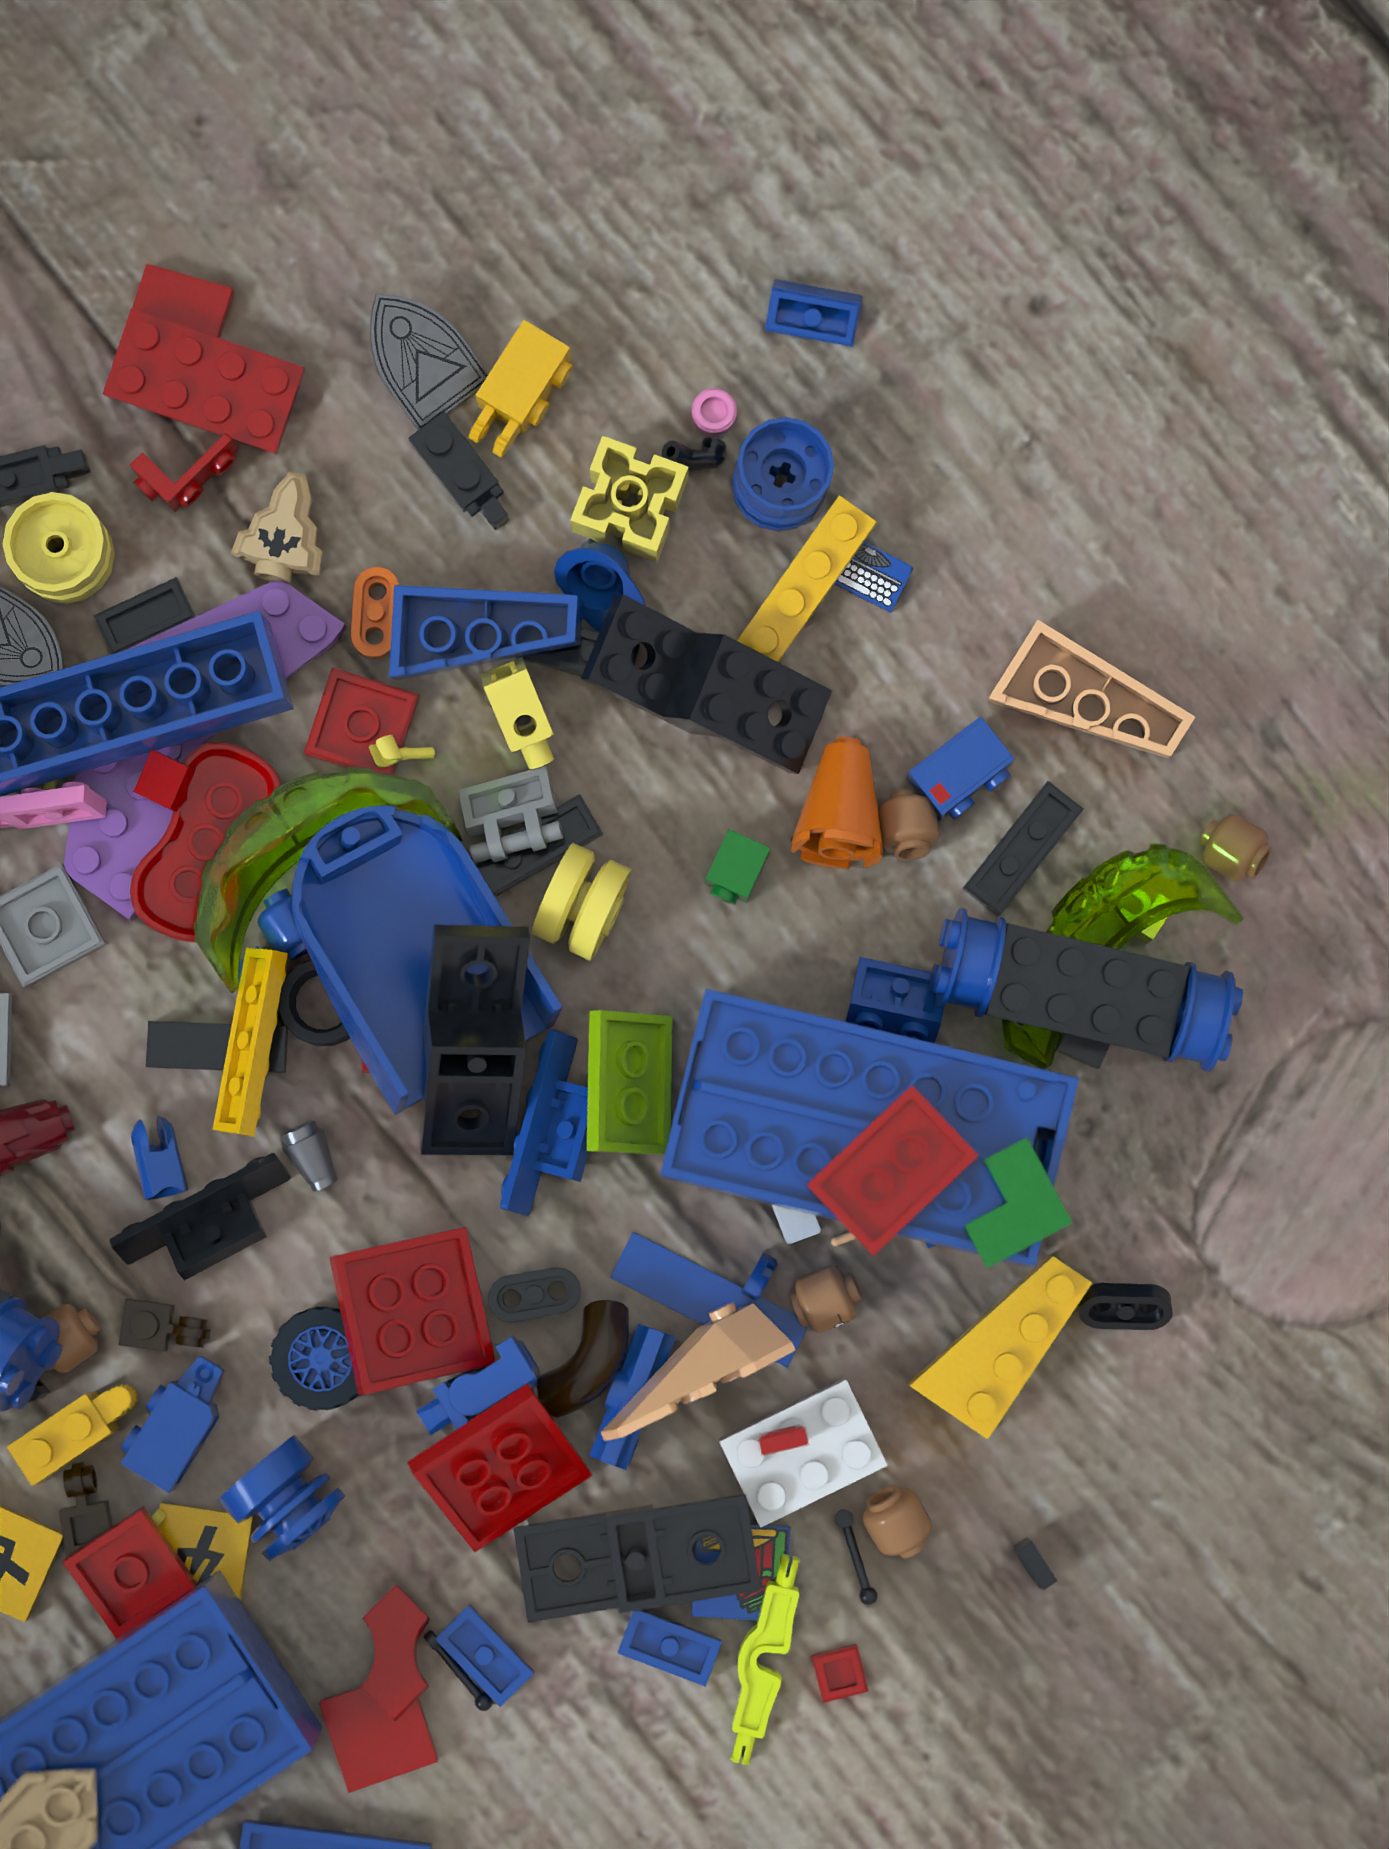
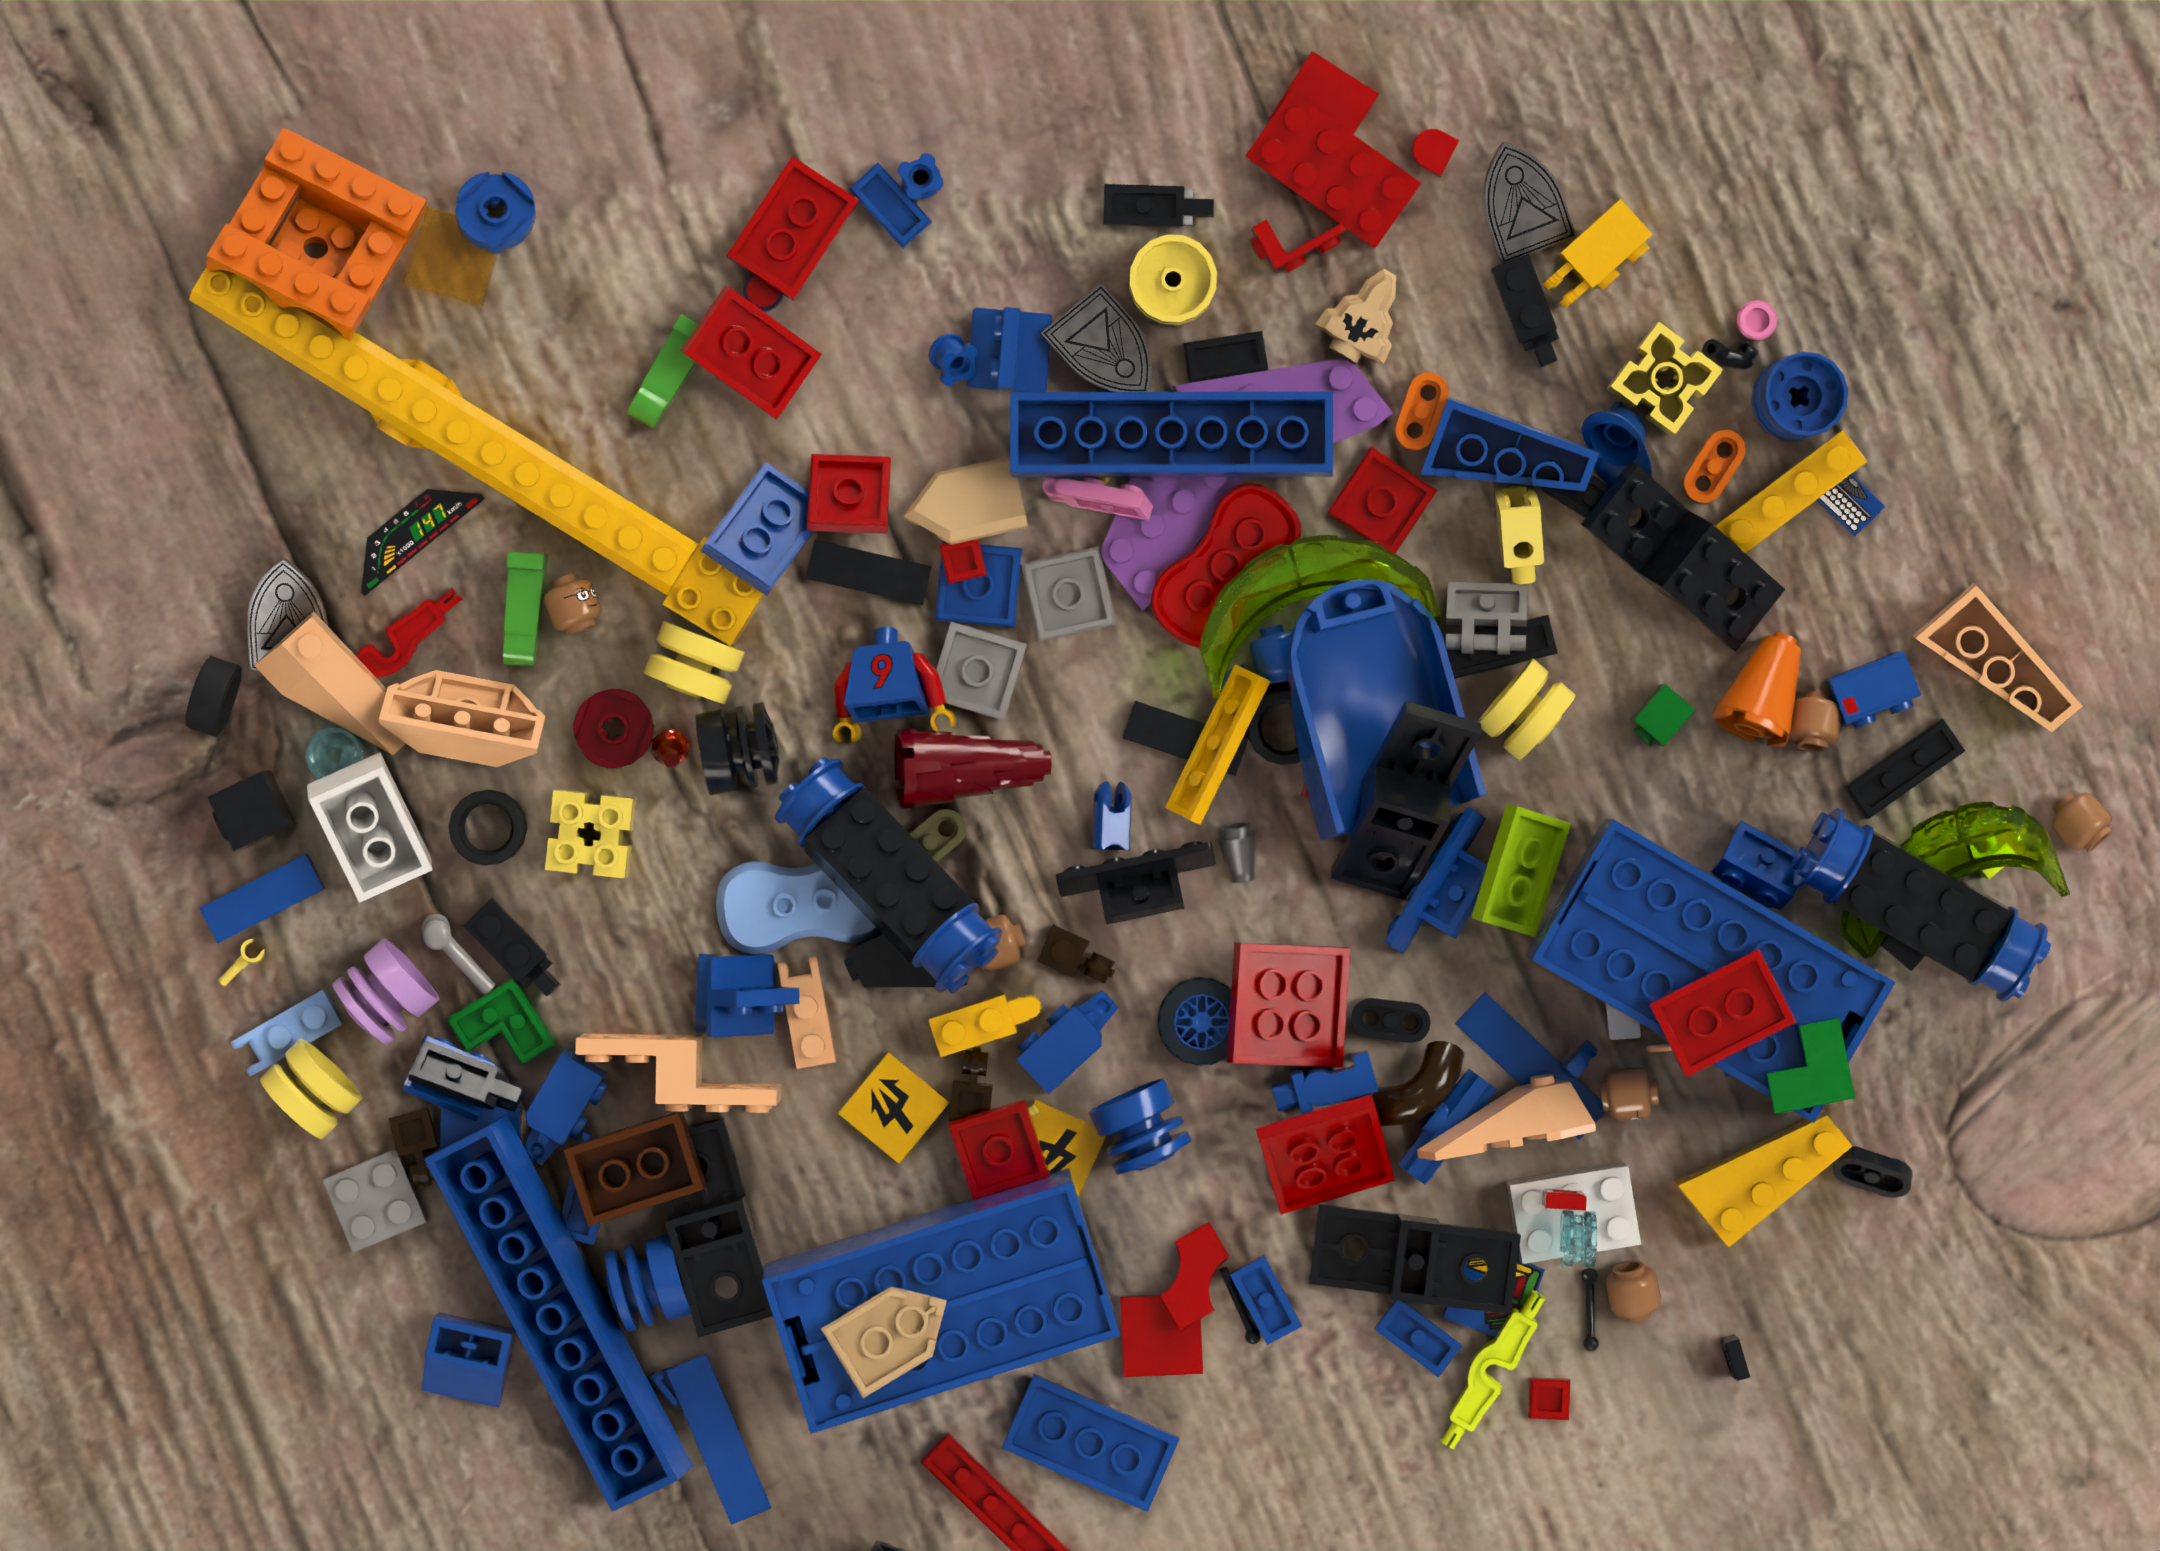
camera: 15 degrees right, 5 degrees up
(164, 780) = (1207, 505): red tile -> none
(310, 331) = (1433, 150): none -> red tile
(387, 753) = (1398, 533): light yellow hand -> none
(713, 581) = (1713, 467): none -> orange plate
(811, 1479) = (1578, 1238): none -> clear light blue wheel
(813, 312) = (1866, 258): blue slope -> none

